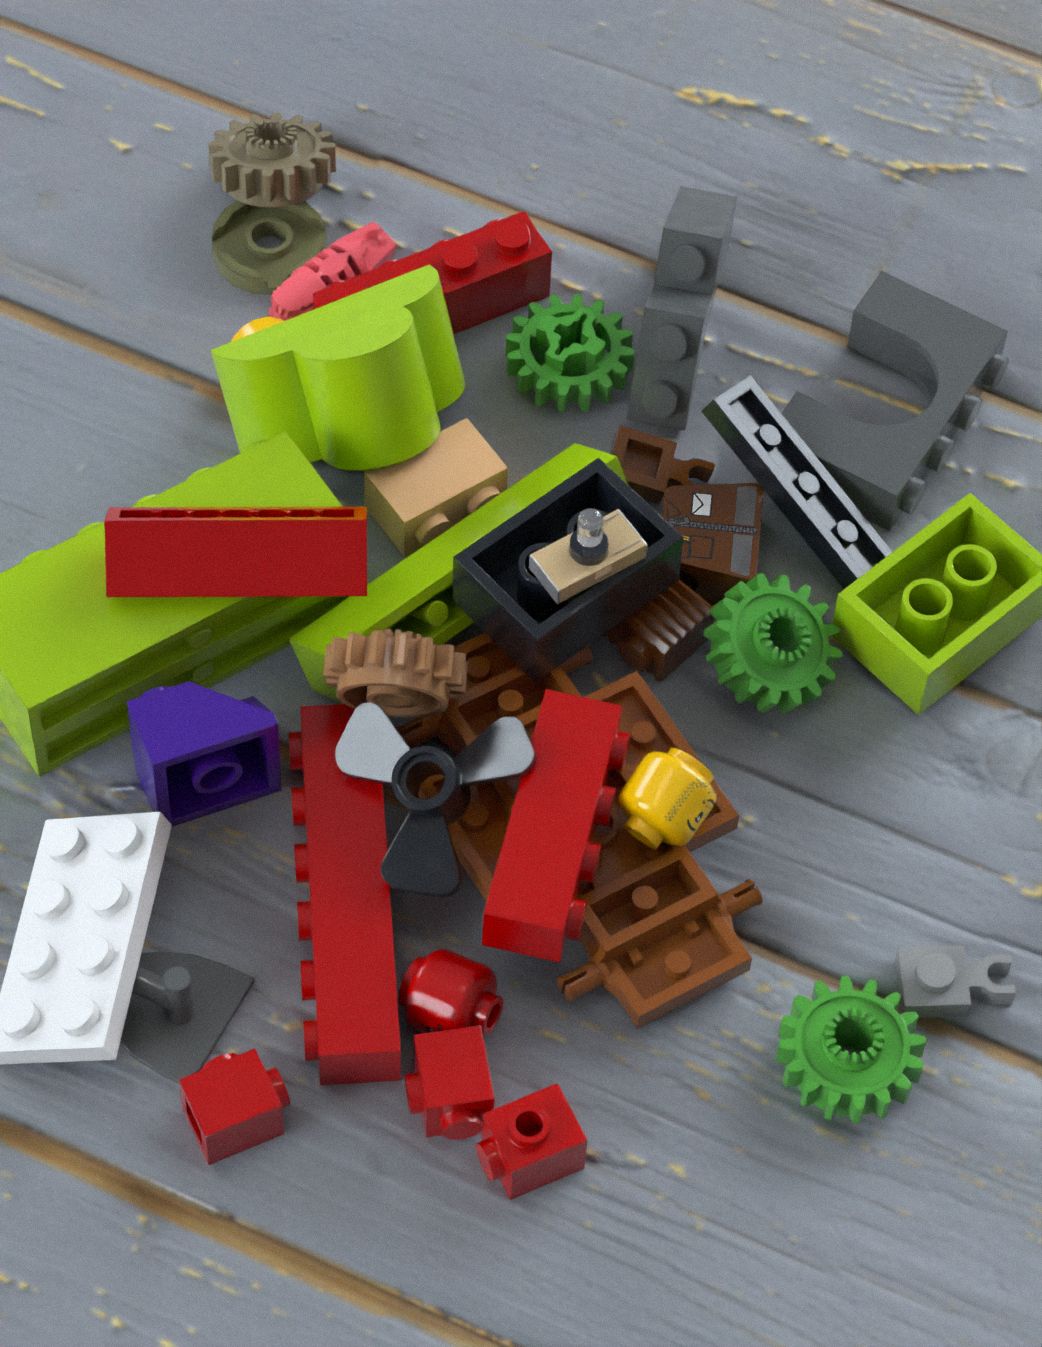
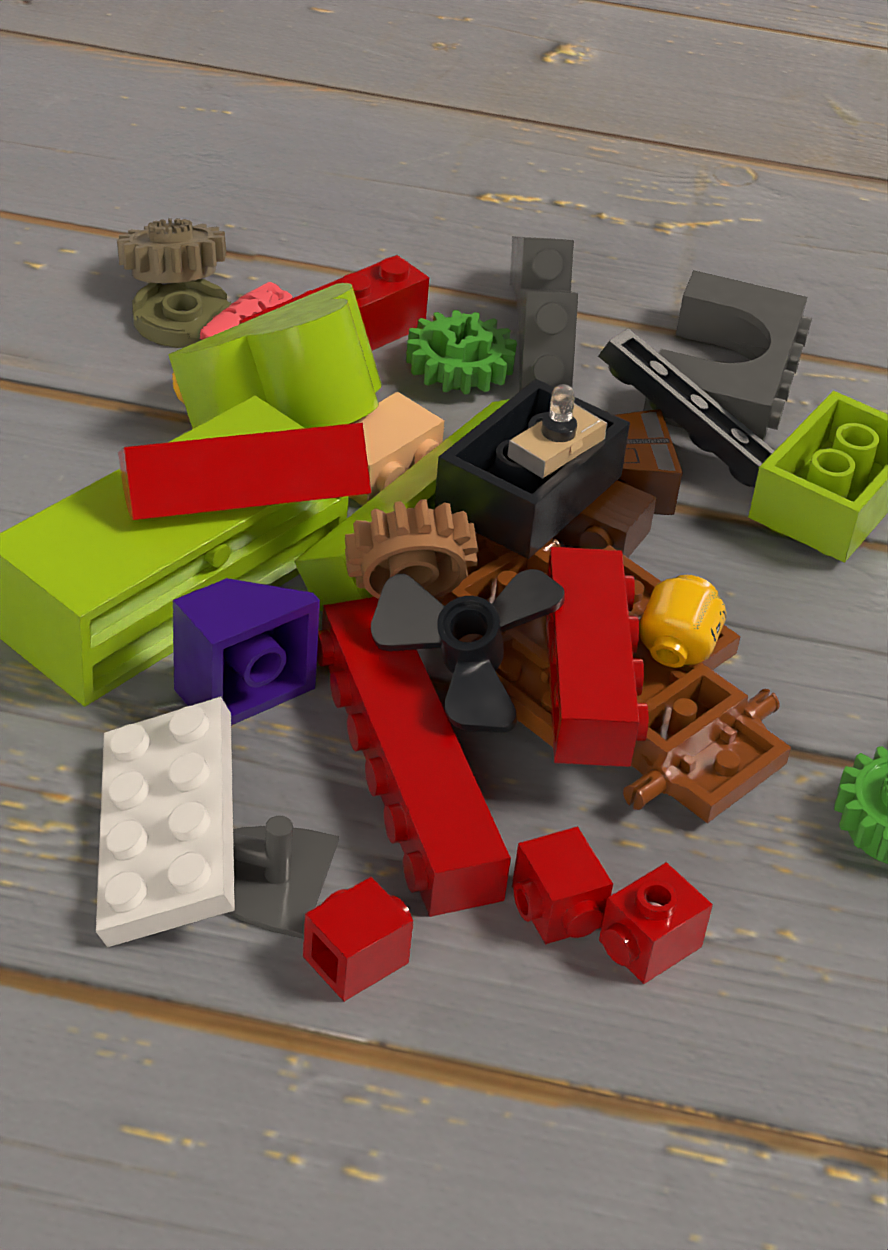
camera: 15 degrees left, 15 degrees down
(449, 993) = (533, 808): red head -> none
(746, 660) = (710, 519): bright green gear -> none

